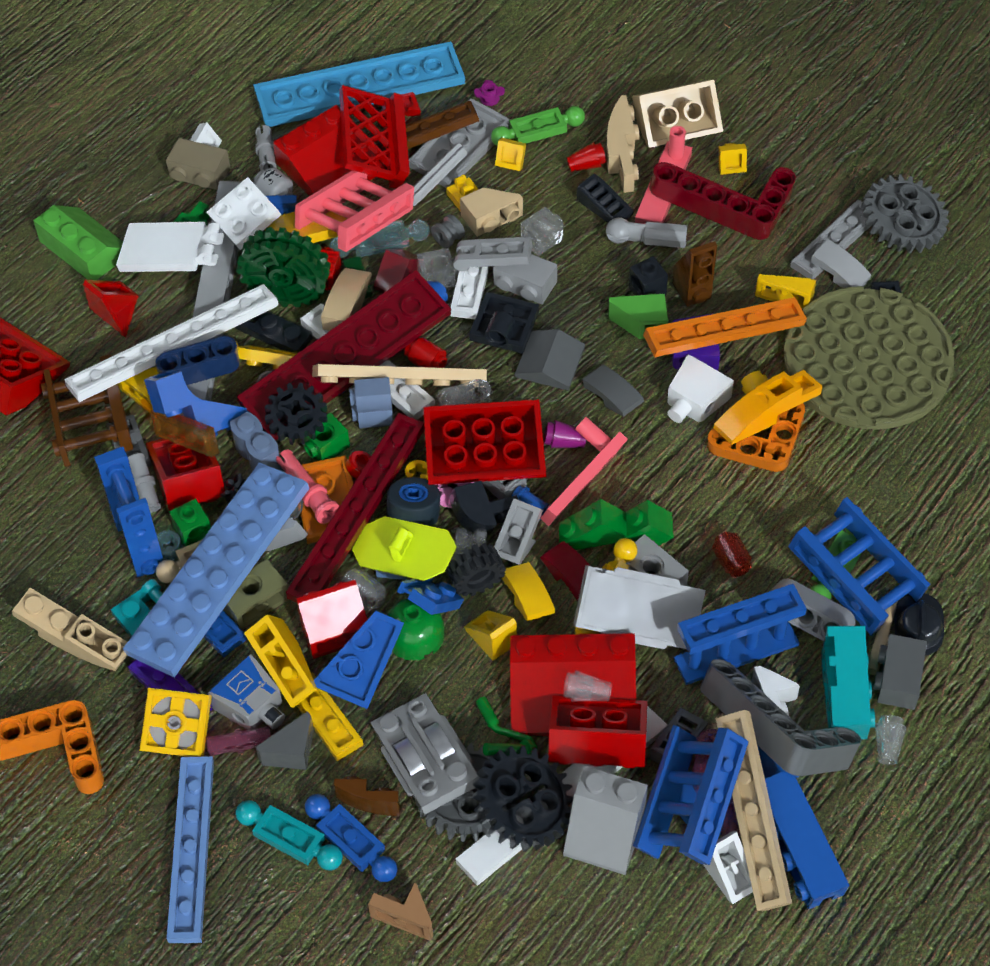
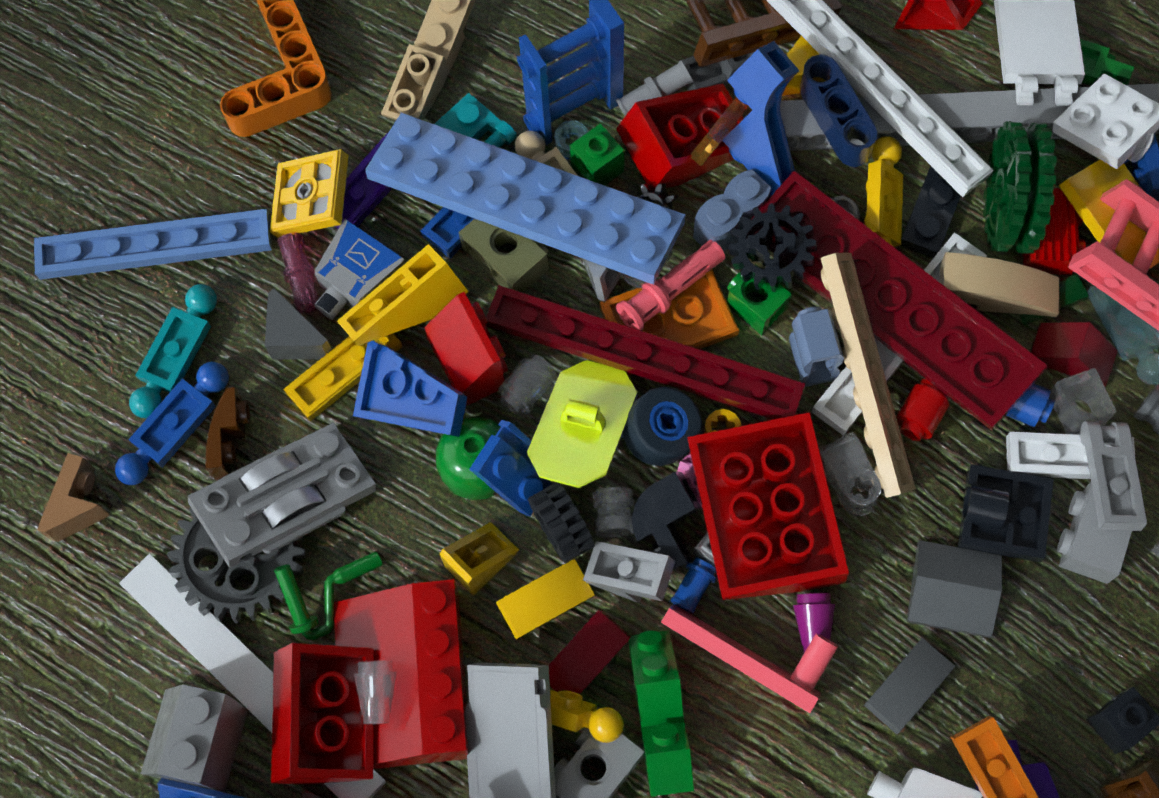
camera: 85 degrees right, 15 degrees up
(357, 462) = (726, 345): red tile -> none
(508, 771) = (238, 598): black gear -> none
(638, 312) = (1057, 717): bright green slope -> none

